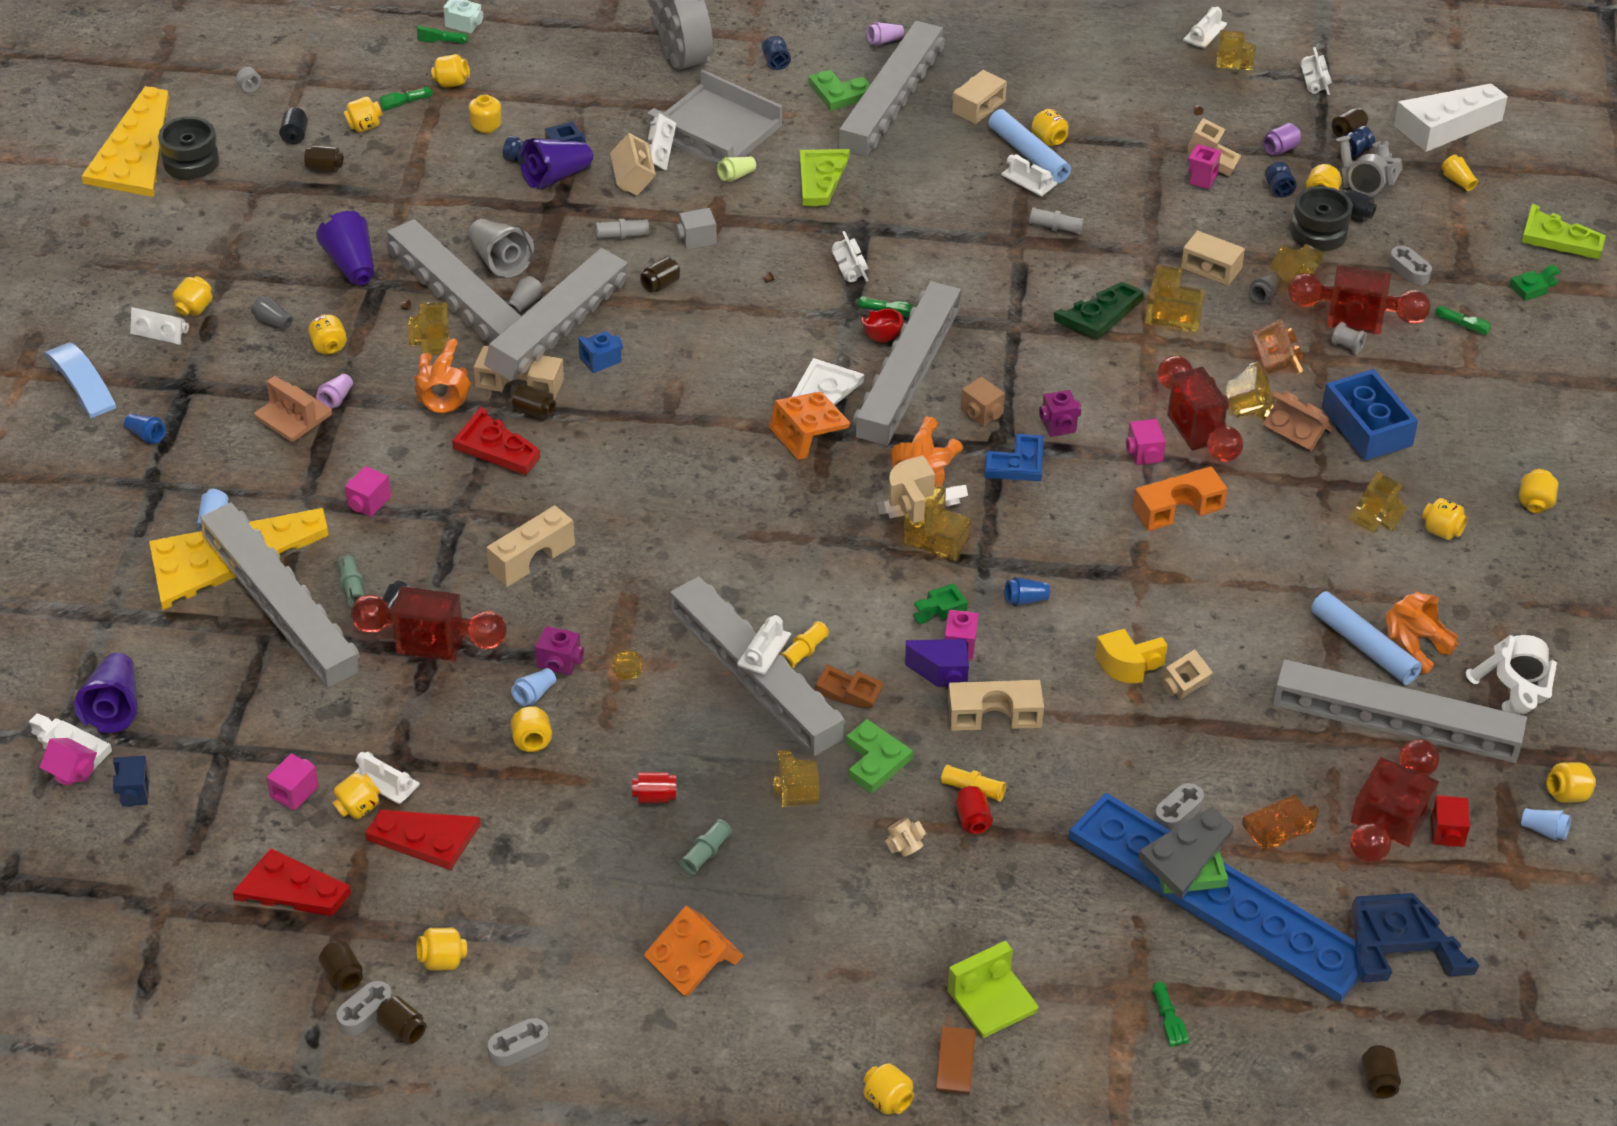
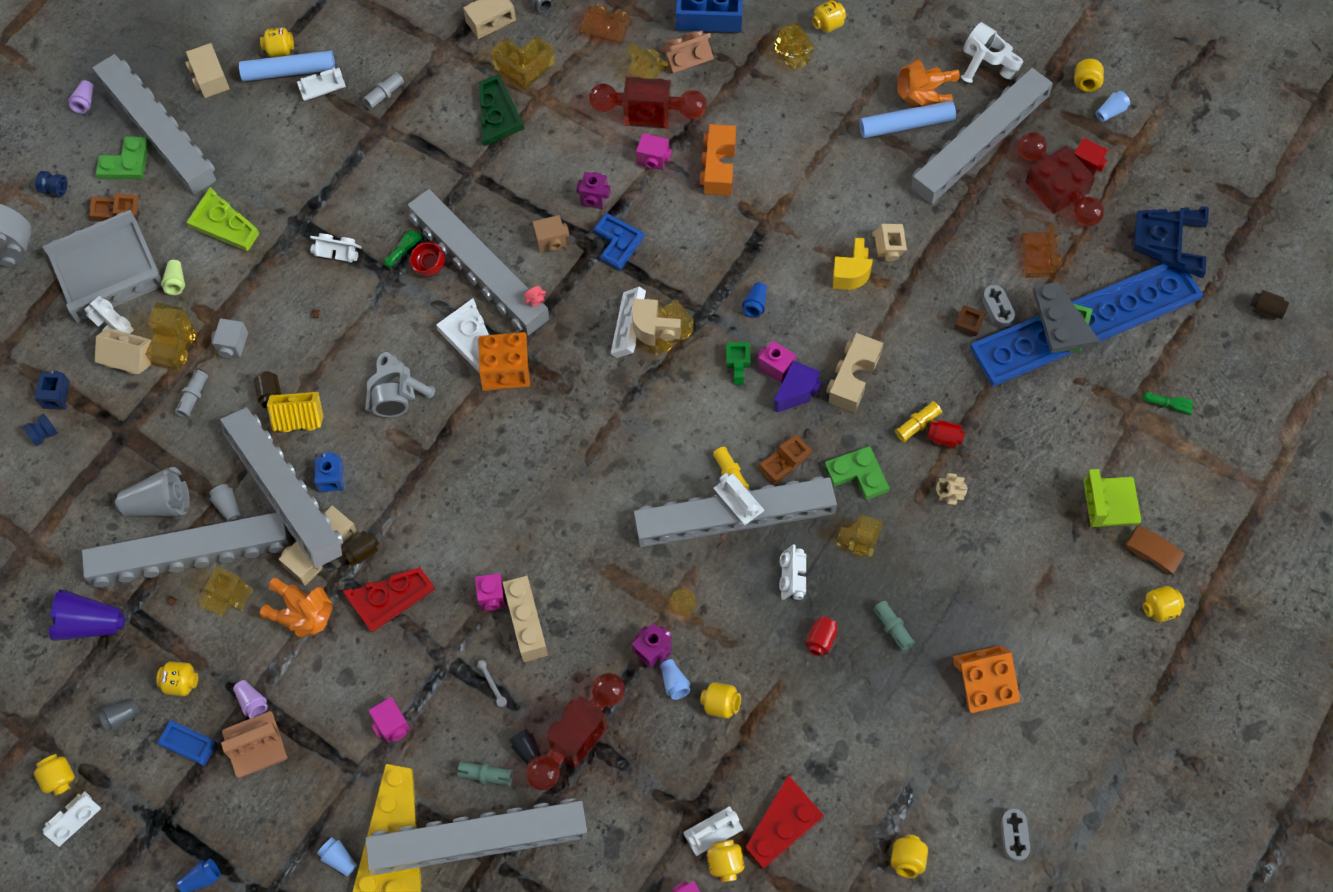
camera: 60 degrees left, 20 degrees up
(269, 364) = (187, 743): none -> blue tile
(435, 569) = (501, 701): none -> light grey hinge
(540, 501) = (490, 592): none -> dark pink brick
(553, 160) = (76, 411): dark purple cone -> none
(647, 298) = (295, 411): none -> yellow brick
(671, 189) = (171, 336): none -> clear yellow brick
(704, 741) = (793, 562): none -> white hinge
(709, 354) = (392, 398): none -> light grey piece
(791, 104) = (105, 208): none -> dark orange slope
(890, 405) = (534, 296): none -> coral plate
(923, 445) = (599, 304): orange piece -> none
(1138, 784) = (969, 320): none -> reddish brown plate

